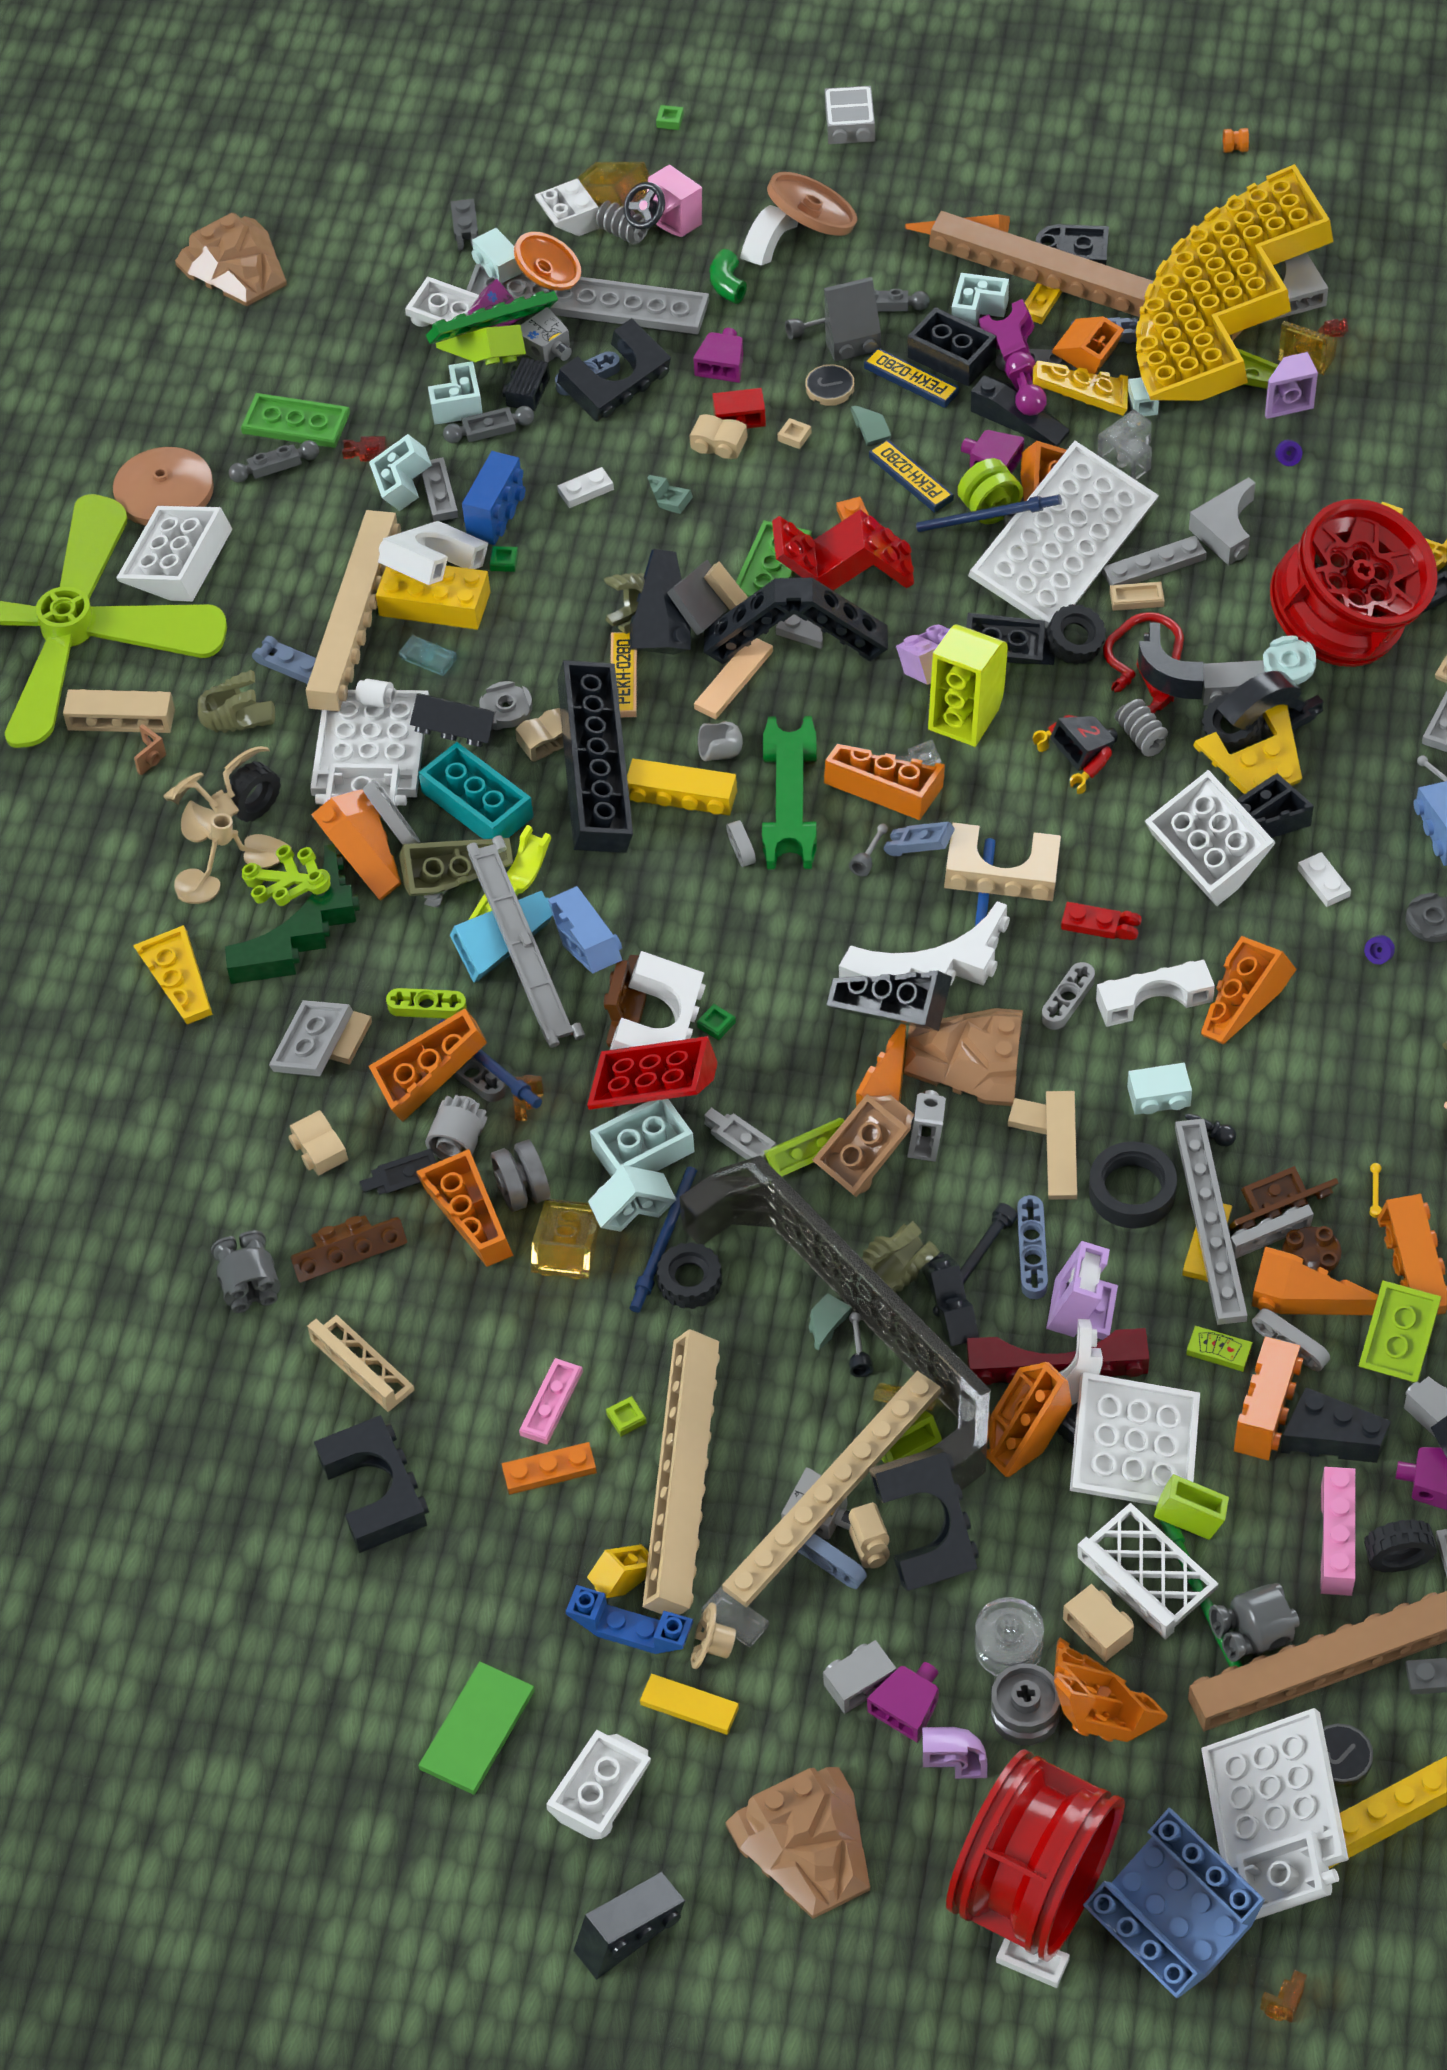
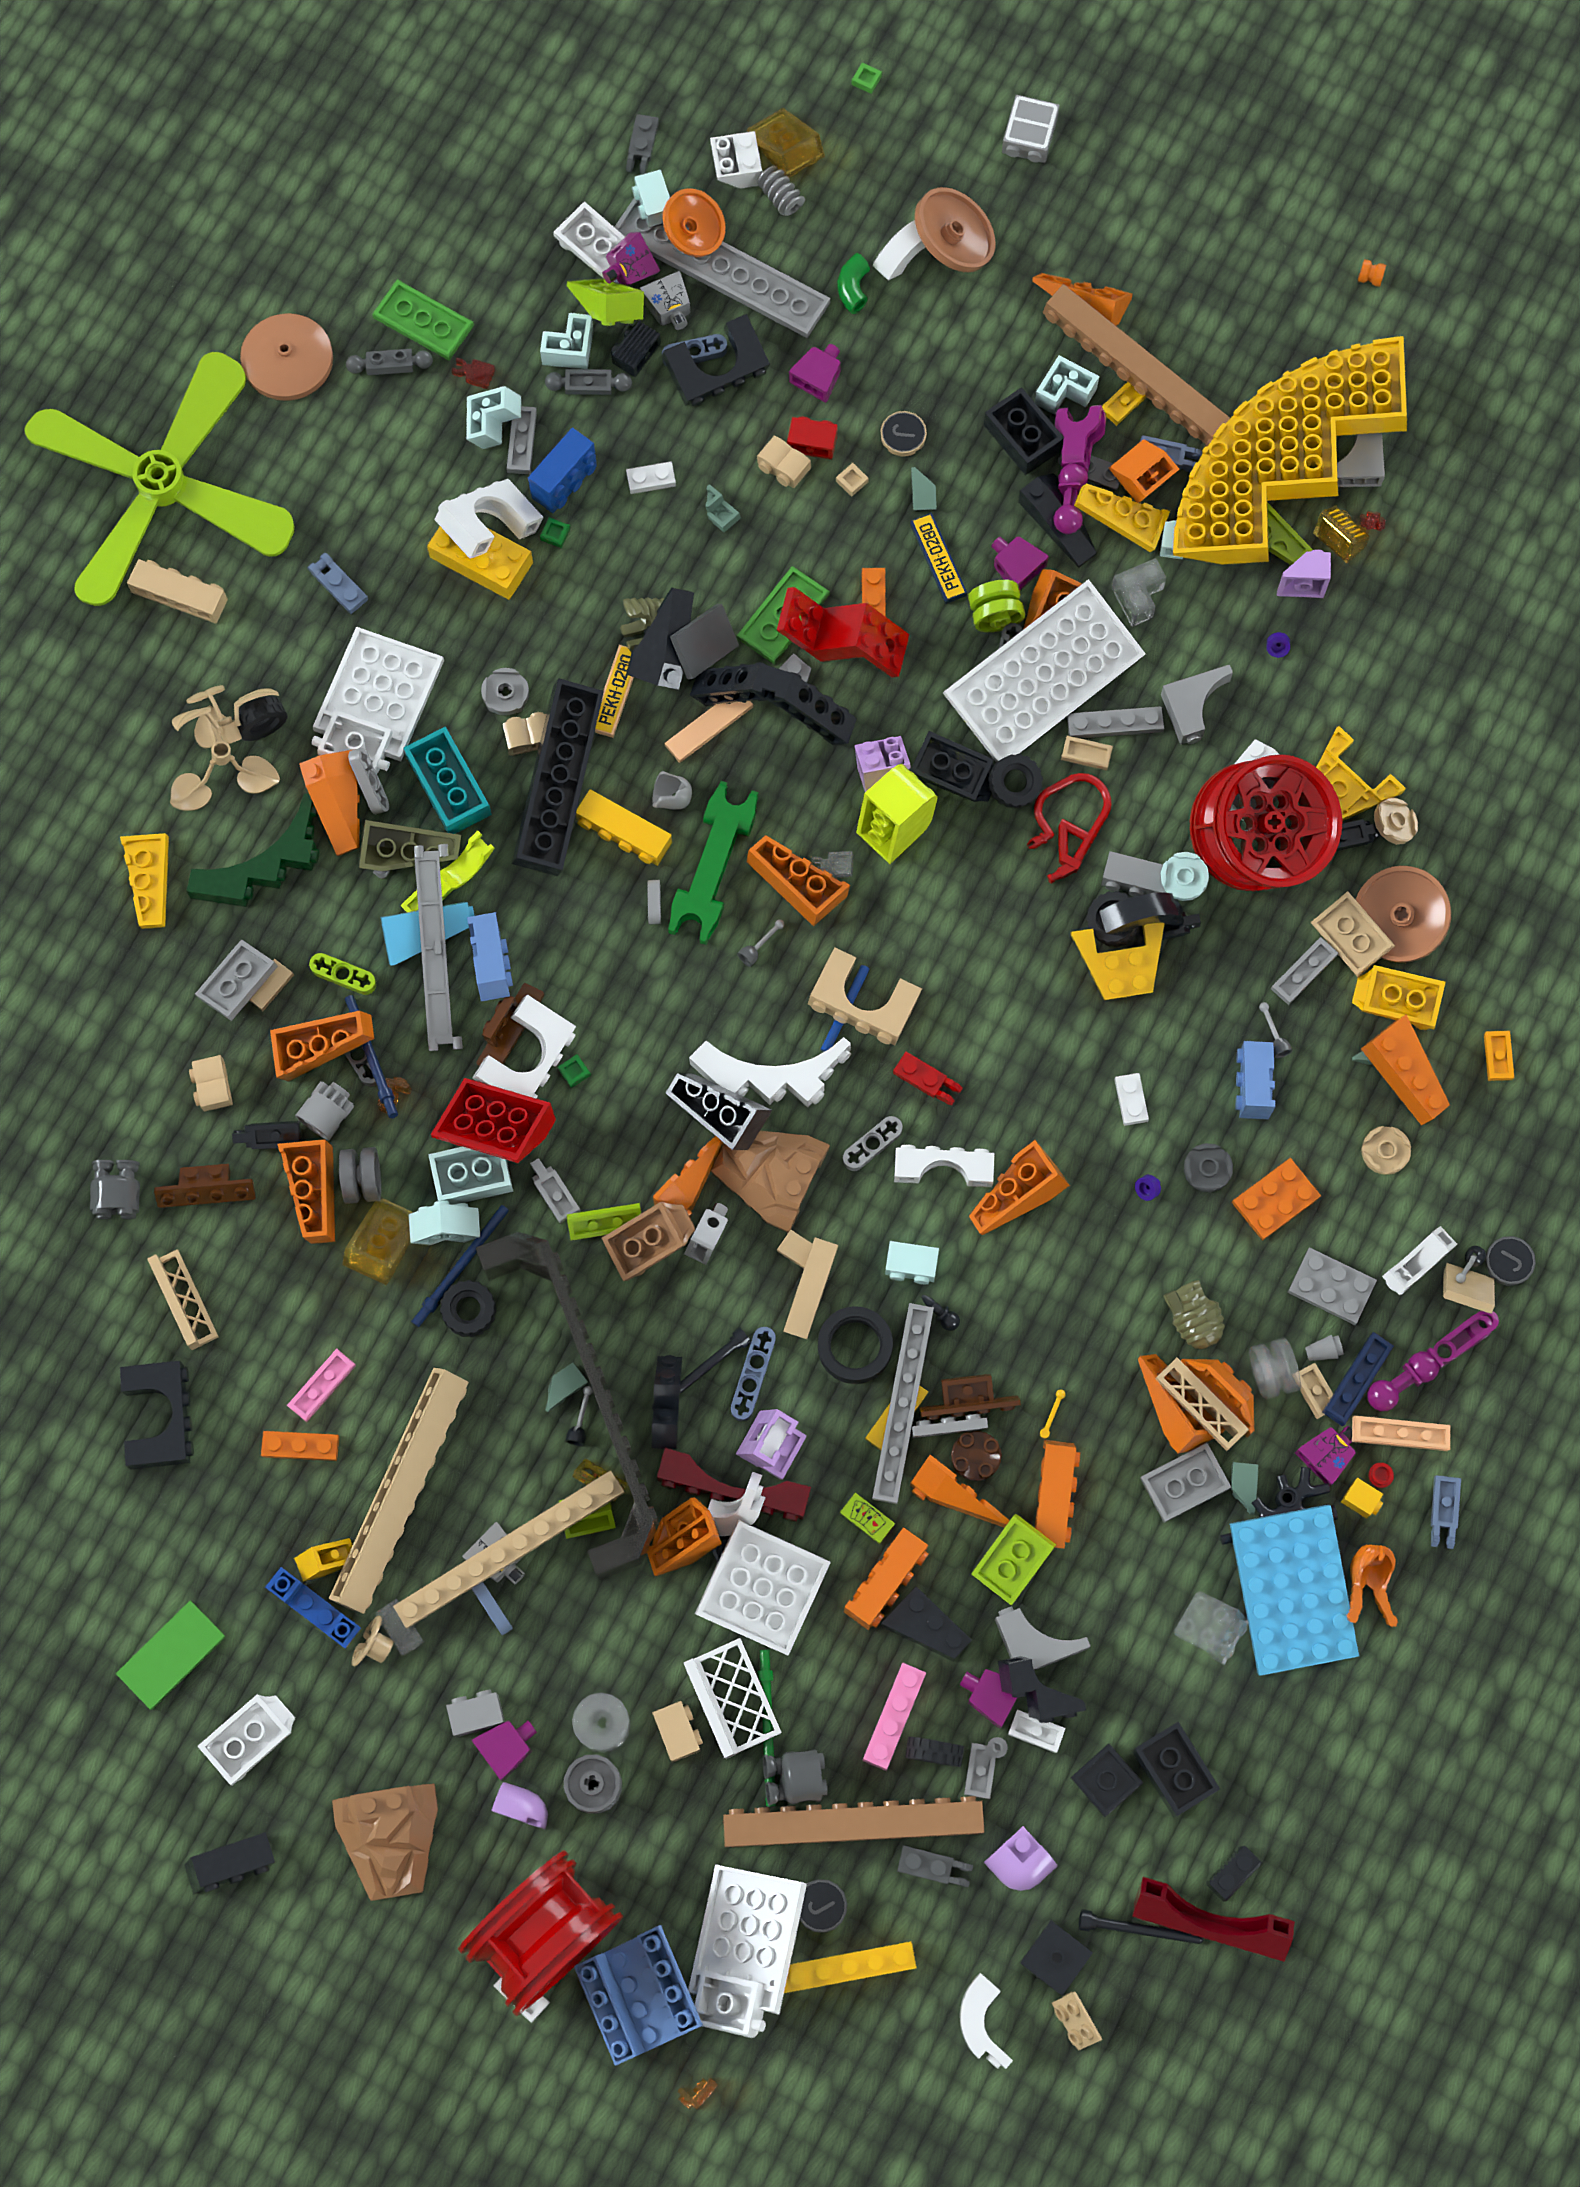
camera: 15 degrees right, 20 degrees up
(152, 753) = (192, 646): nougat bracket -> none
(176, 551) = (273, 436): white slope -> none
(230, 709) = (270, 624): olive hair -> none
(233, 257) = (424, 119): medium nougat wedge -> none
(315, 881) = (241, 799): lime plant -> none
(350, 615) = (403, 554): tan brick -> none
(375, 693) = (395, 649): white brick -> none
(427, 655) = (456, 615): clear light blue plate -> none
(452, 719) = (449, 702): black brick -> none
(485, 318) = (611, 274): green plate -> none
(626, 1416) = (376, 1419): lime tile -> none
(670, 202) = (827, 189): bright pink piece -> none
(689, 1704) = (339, 1690): yellow tile -> none
(725, 586) = (731, 636): tan tile -> none
(795, 327) = (896, 360): dark grey hinge -> none
(851, 319) = (942, 378): dark grey slope -> none
(869, 1535) = (523, 1600): tan brick -> none
(895, 1258) = (628, 1355): olive hair -> none
(899, 300) = (984, 355): dark grey plate -> none
(911, 377) = (978, 449): tile -> none
(919, 838) = (803, 952): sand blue hinge -> none
(951, 1550) = (577, 1576): black arch -> none
(1034, 504) = (1023, 642): dark blue bar -> none
(1079, 240) = (1181, 345): tile -> none
(1082, 742) = (978, 898): black torso -> none
(1099, 1699) = (648, 1797): orange wedge -> none
(1142, 727) = (1034, 896): light grey piece -> none
(1165, 673) = (1075, 852): arch -> none
(1191, 1507) = (786, 1659): lime brick -> none
(1210, 837) = (1044, 1035): white slope -> none
(1273, 1326) = (926, 1532): light grey beam -> none
(1277, 806) = (1102, 1021): black wedge -> none

